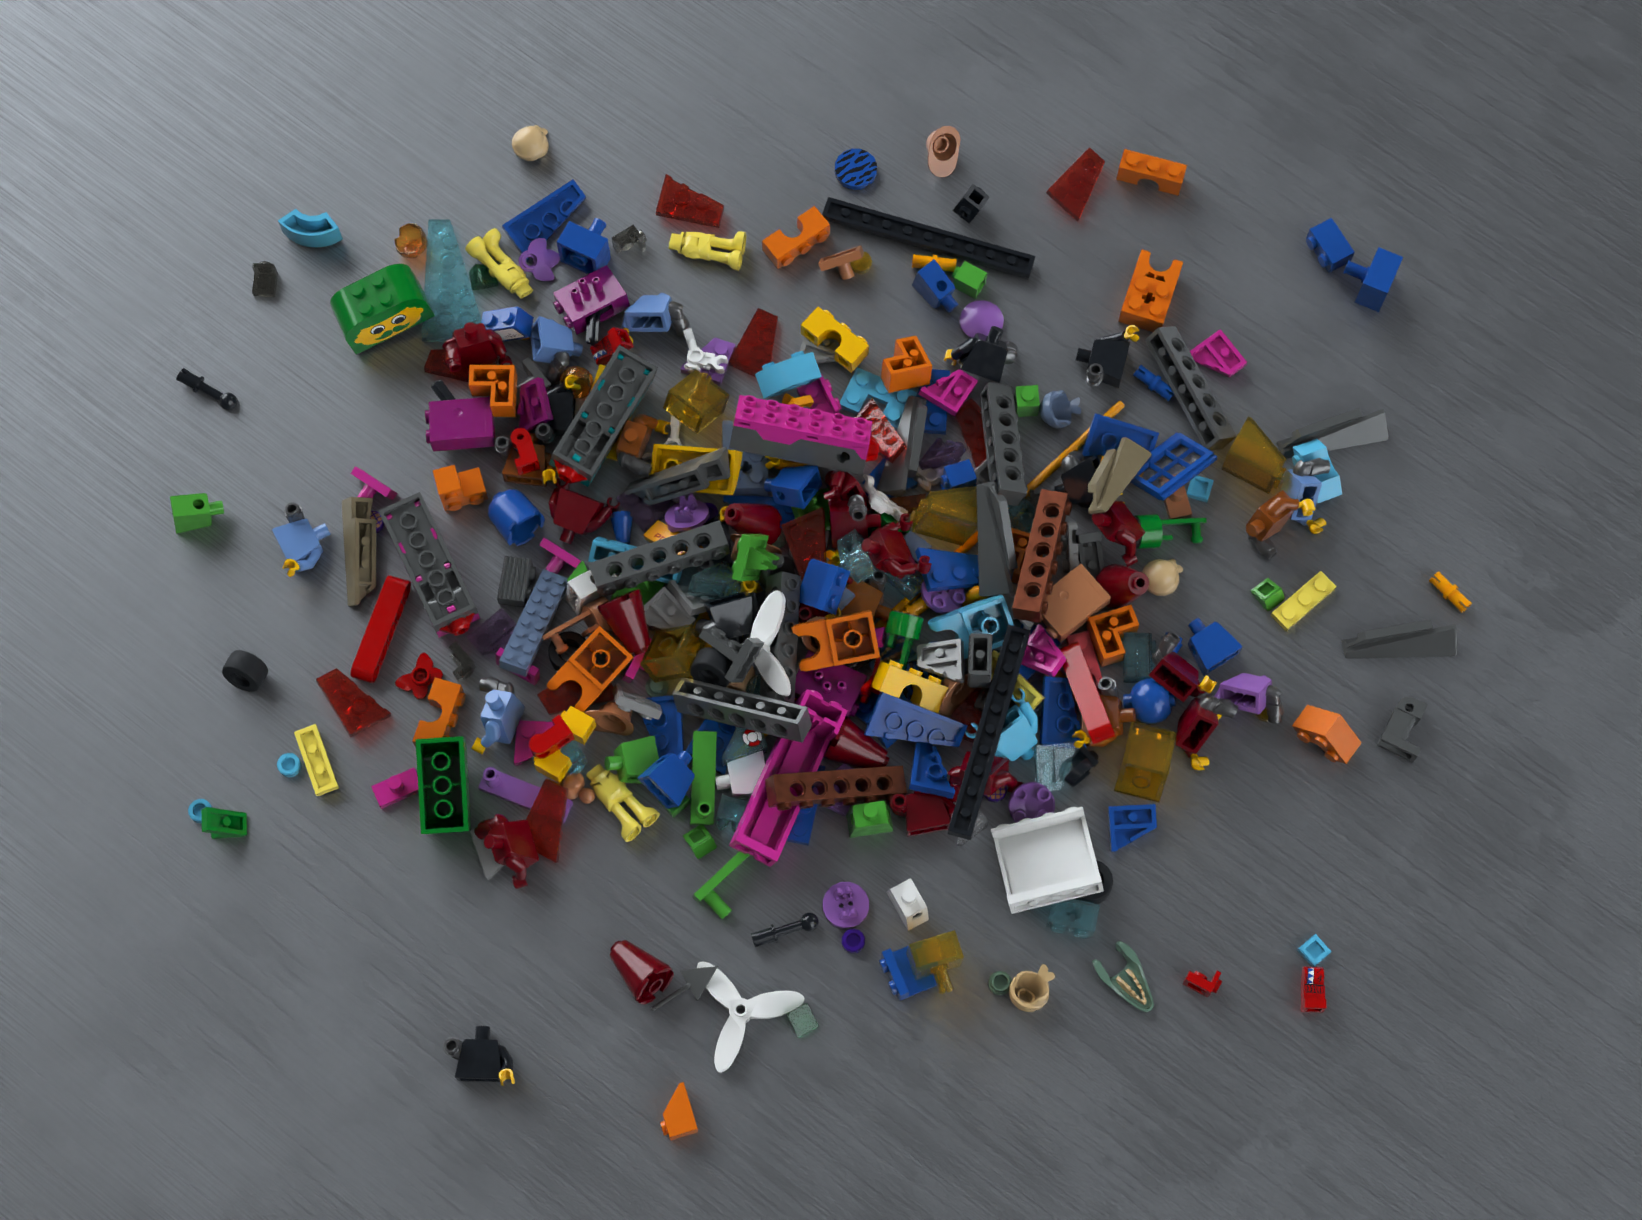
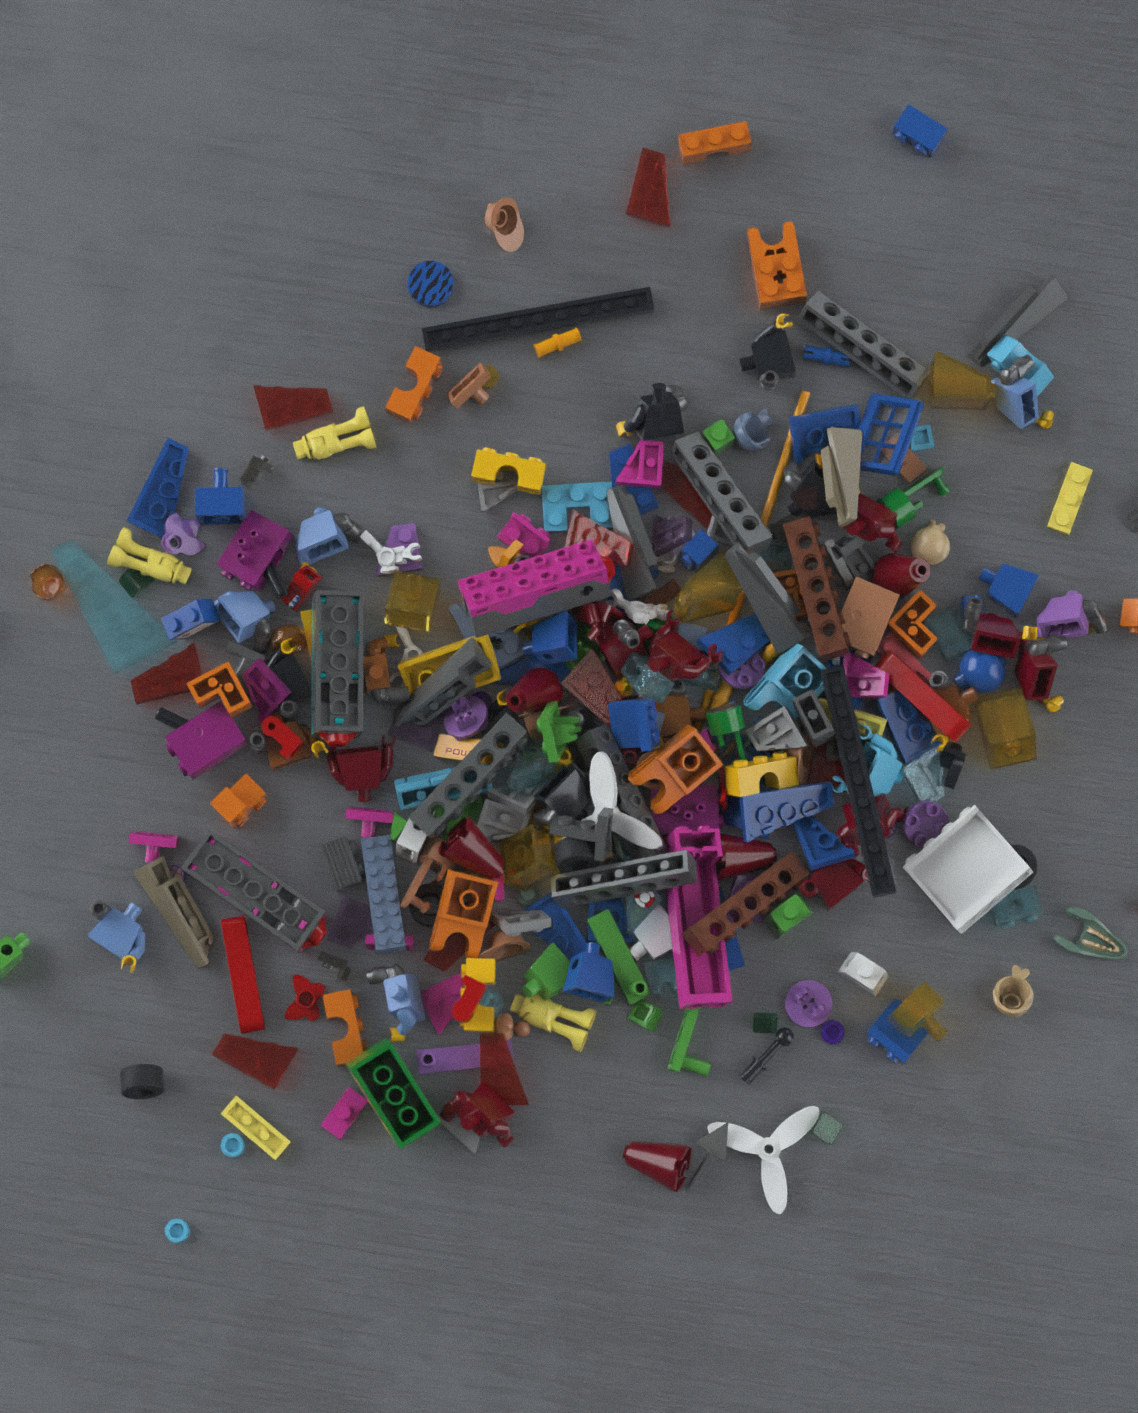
camera: 25 degrees left, 10 degrees up
(224, 823) = (207, 1230): green slope -> none
(380, 306) = (62, 666): green brick -> none
(473, 346) = (173, 658): dark red torso -> none
(480, 1058) = (564, 1315): black torso -> none
(515, 516) = (305, 802): blue cylinder -> none
(530, 143) = (103, 420): tan hat -> none
(622, 526) = (409, 758): blue cone -> none
(679, 1115) = (765, 1271): orange slope -> none
(756, 343) = (435, 514): clear red wing -> none
(788, 374) = (483, 530): medium azure brick -> none
(798, 900) = (765, 1022): none -> clear green slope
(907, 367) = (593, 462): orange brick -> none
(935, 286) = (565, 364): blue torso -> none
(969, 279) = (599, 342): bright green brick -> none
(971, 203) = (562, 265): black brick -> none
(980, 317) = (632, 376): medium lavender dish -> none
(999, 983) = (982, 1001): sand green plate -> none
(1130, 823) = (1021, 793): blue wing -> none
(1219, 355) = (871, 296): dark pink wing -> none
(1268, 594) = (1034, 509): bright green slope -> none
(1271, 518) = (1003, 436): dark orange torso -> none
(1375, 279) = (981, 145): blue brick -> none

